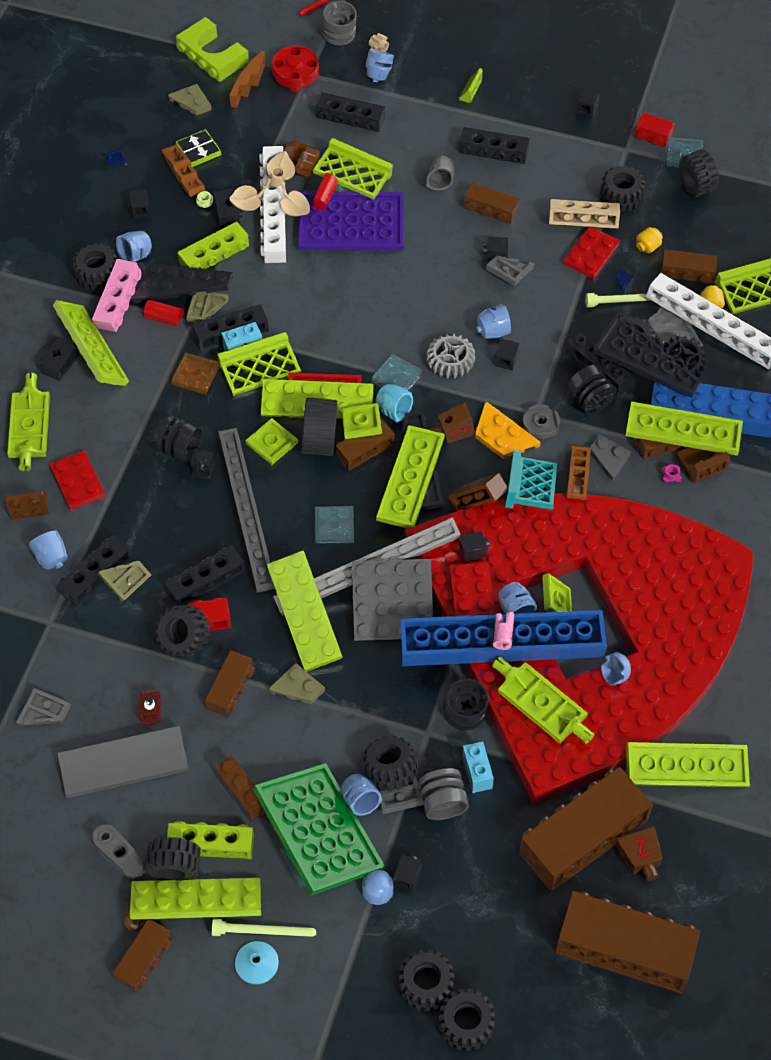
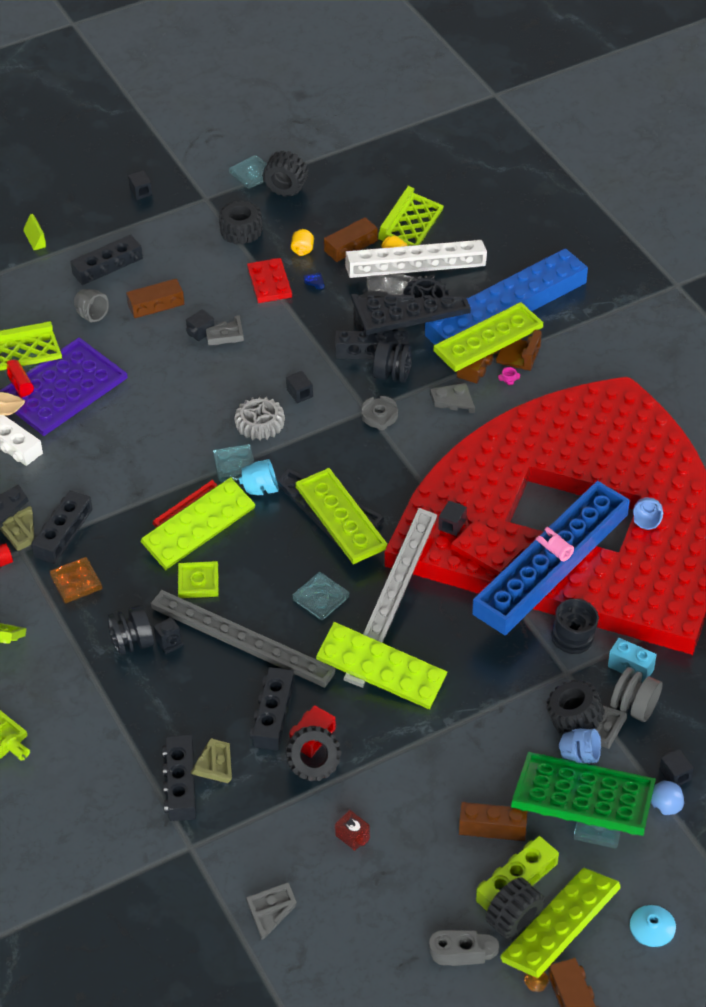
camera: 45 degrees left, 10 degrees down
(27, 505) = (62, 778): reddish brown bracket -> none
(49, 550) = (128, 793): medium blue helmet -> none
(77, 480) = (77, 730): red plate -> none
(123, 762) = (381, 888): dark grey arch -> none
(221, 927) = (600, 925): yellowish green piece -> none
(230, 684) = (390, 762): reddish brown brick -> none
(241, 336) = (85, 528): medium azure brick -> none
(253, 350) = (103, 529): lime fence -> none
(298, 685) = (438, 721): olive wing -> none
(319, 426) = (233, 533): black tyre -> none
(358, 450) = (274, 524): reddish brown brick -> none
(361, 421) = (256, 507): lime tile -> none
(388, 593) = (433, 603): dark grey plate -> none
(455, 424) = (326, 454): reddish brown torso -> none
(478, 492) = (407, 483): reddish brown brick -> none
(494, 322) = (265, 371): medium blue helmet -> none
(502, 433) = (361, 442): light orange wing -> none
(516, 599) = (528, 525): medium blue helmet -> none
(517, 480) = (428, 452): teal fence -> none
(542, 702) = (628, 575): lime plate -> none
(556, 595) = (541, 507): lime tile -> none
(578, 472) = (452, 421): dark orange slope -> none
(584, 213) = (234, 257): tan brick -> none
(592, 300) = (312, 308): yellowish green piece -> none
(654, 129) = (212, 171): red brick -> none

